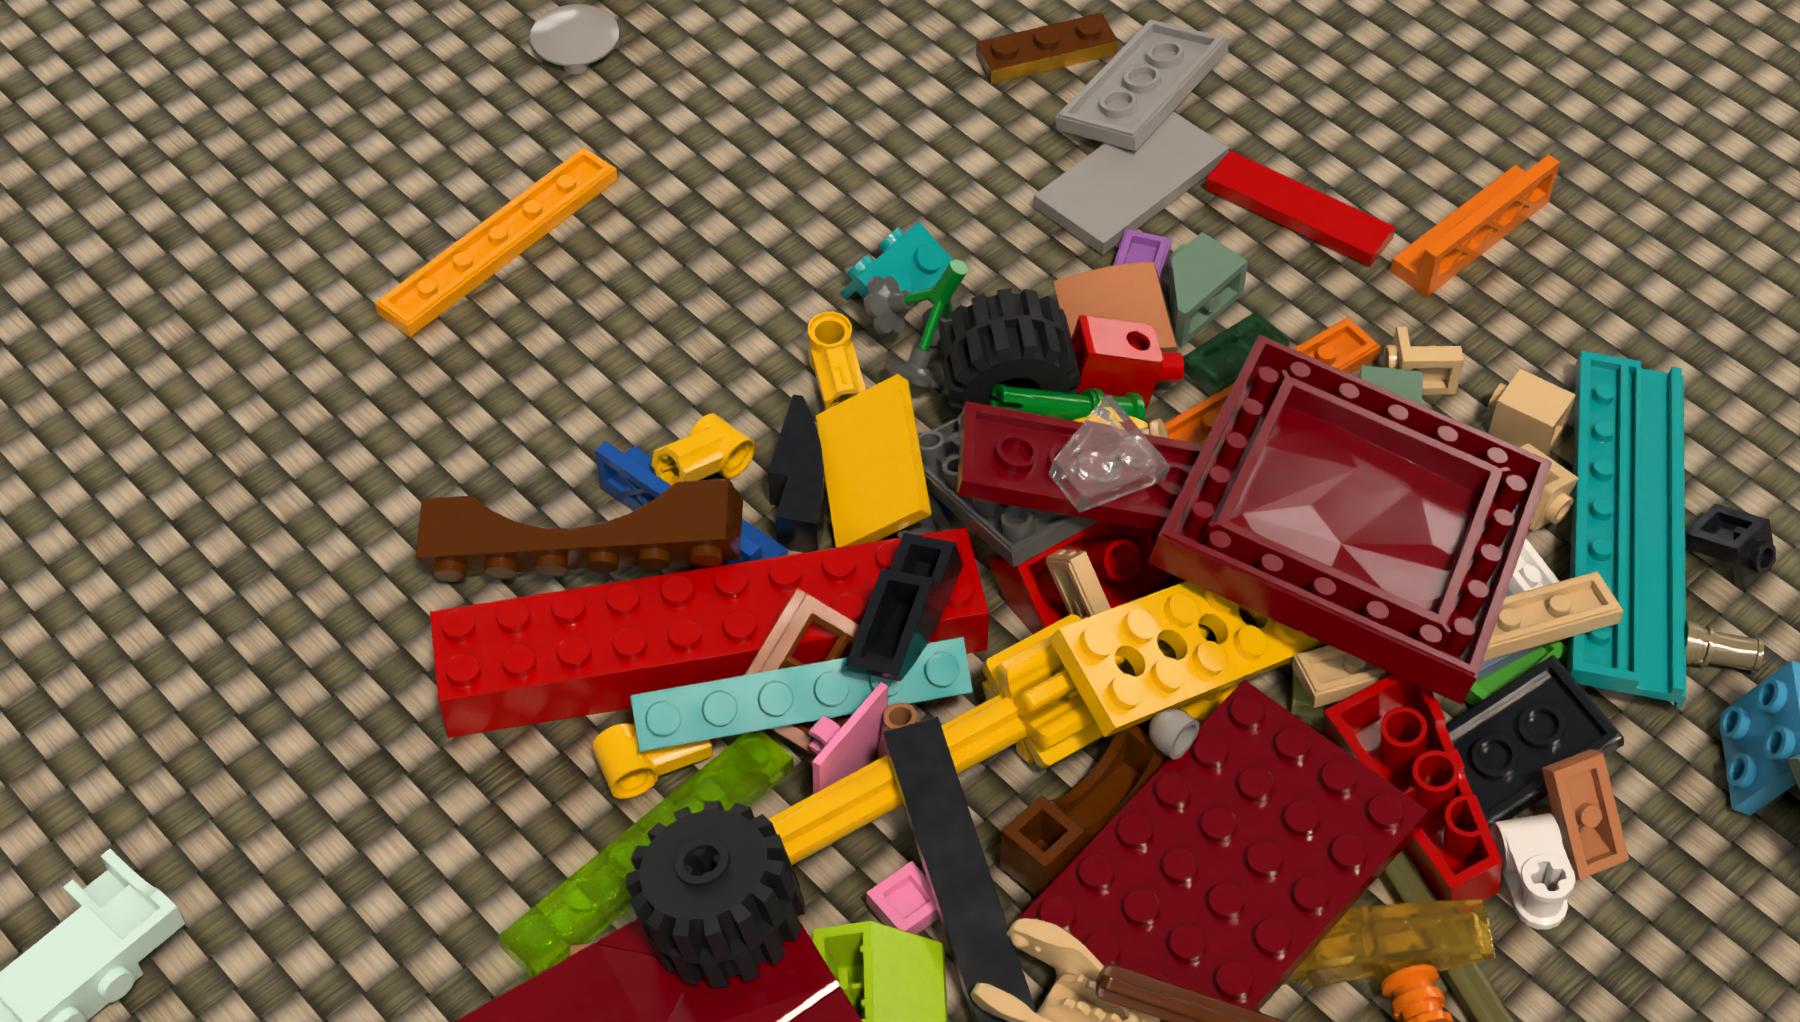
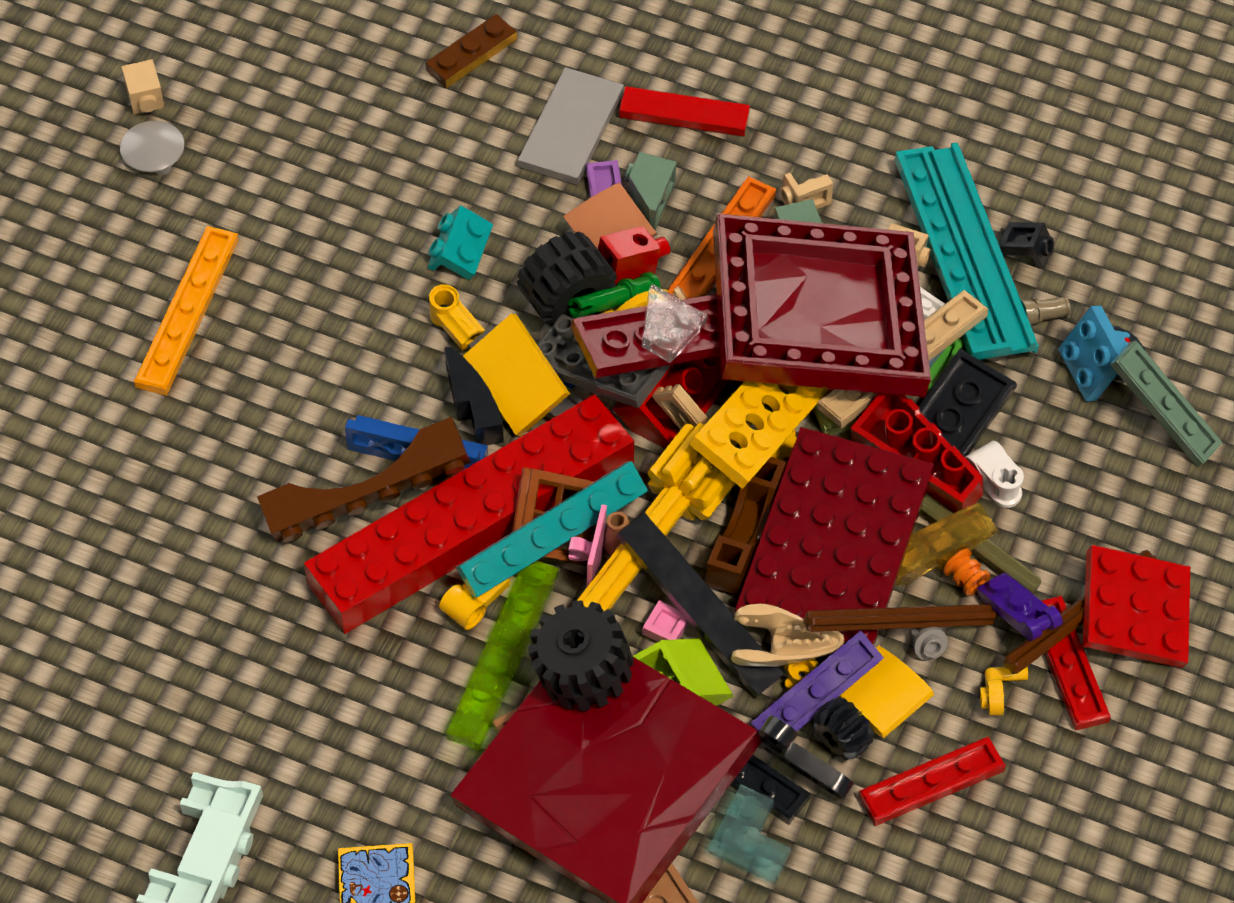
camera: 25 degrees left, 5 degrees up
(708, 449) = (406, 403): yellow piece -> none
(889, 306) = (505, 266): dark grey plant -> none
(905, 607) = (592, 455): black slope -> none
(1142, 85) = (548, 58): light grey tile -> none
(1173, 732) = (776, 471): light grey hinge -> none
(1222, 357) = (692, 224): clear green plate -> none
(1475, 226) = (796, 88): orange fence -> none
(1529, 411) = (881, 201): tan brick -> none
(1585, 812) = (1011, 432): nougat slope -> none

